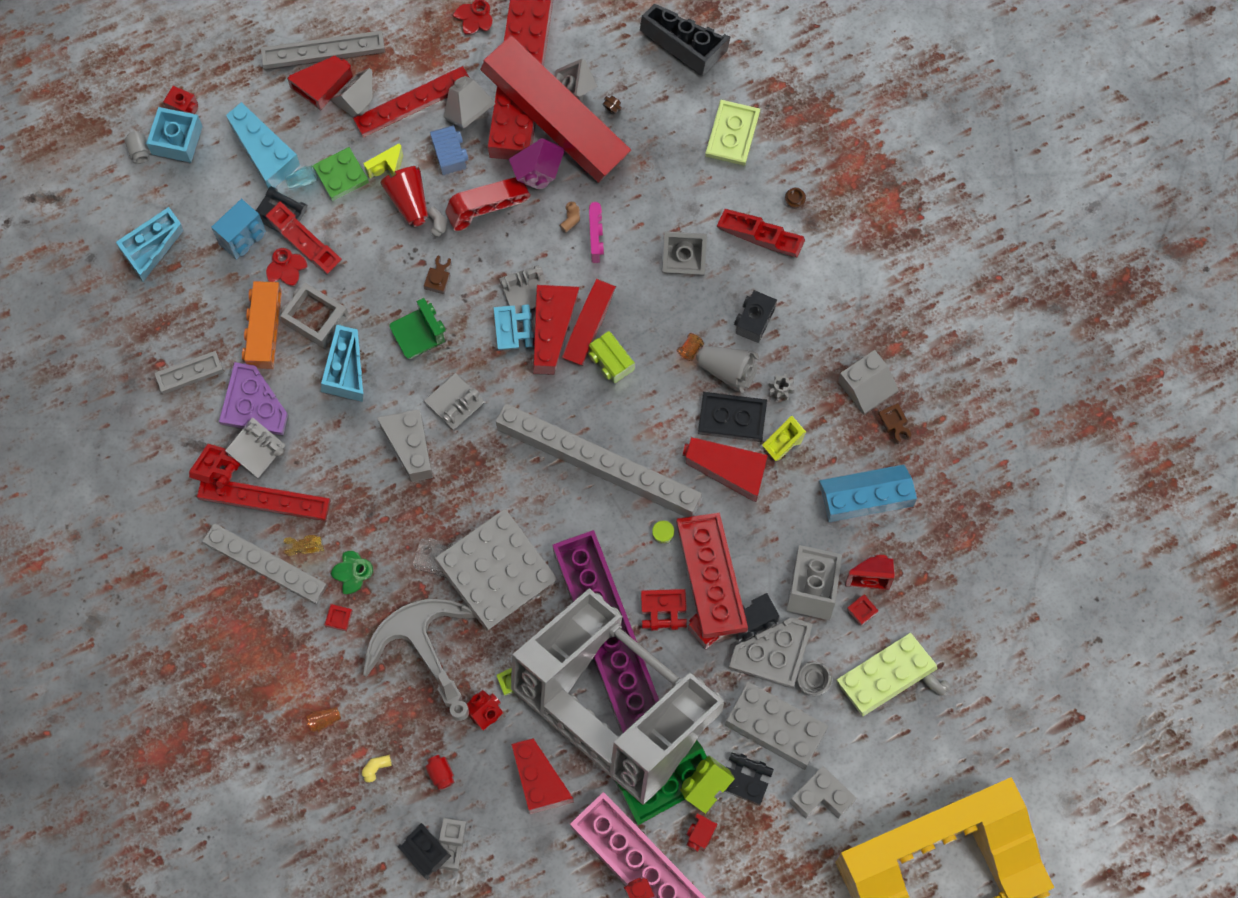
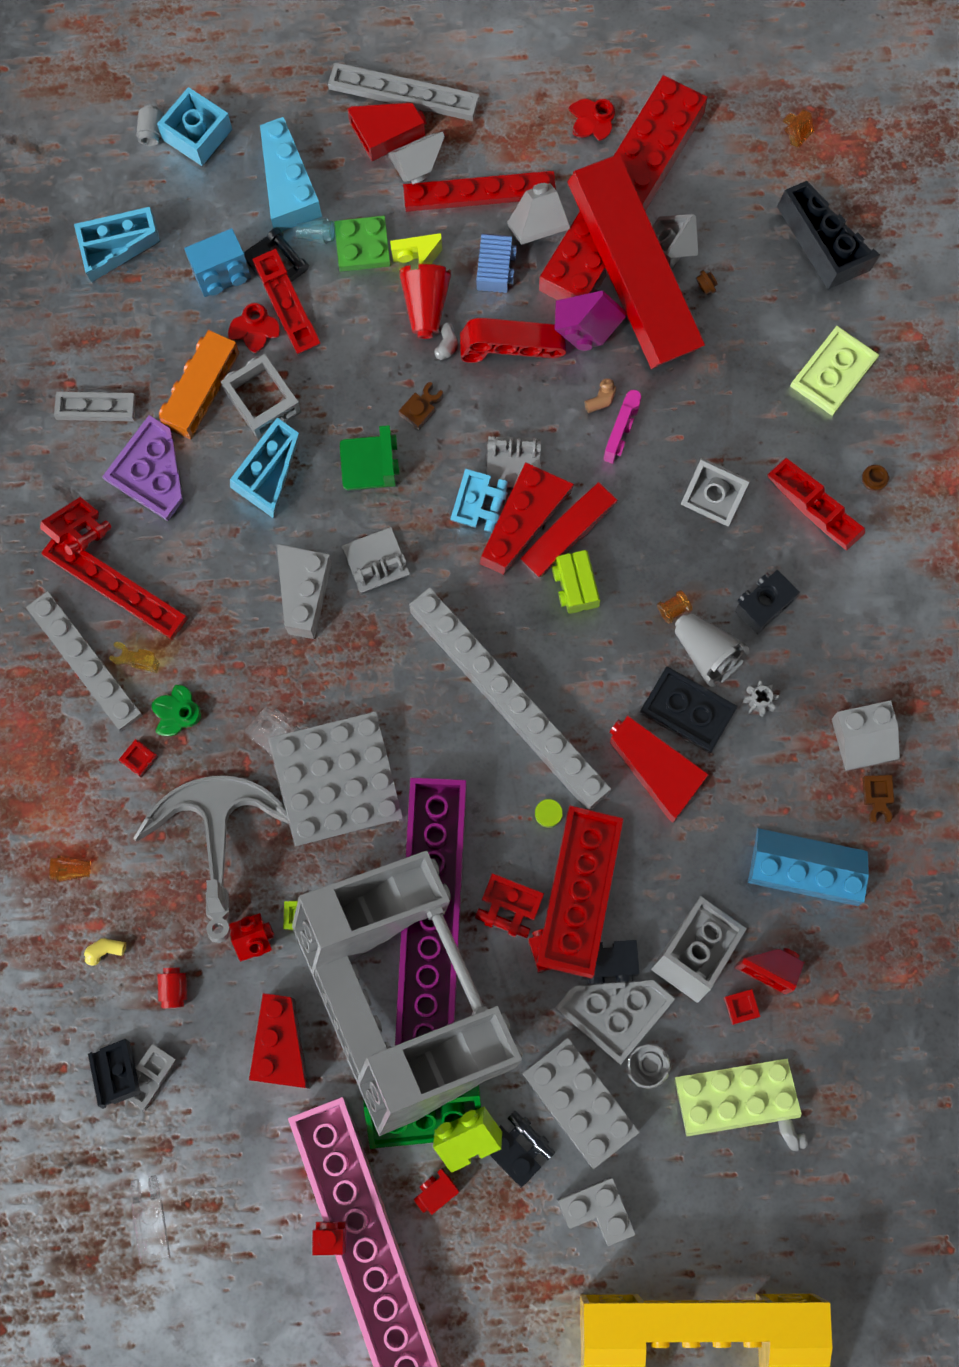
camera: 25 degrees right, 5 degrees up
(181, 101) = (219, 91): red brick -> none
(255, 447) = (129, 523): light grey hinge -> none
(784, 438) = (737, 762): neon yellow slope -> none

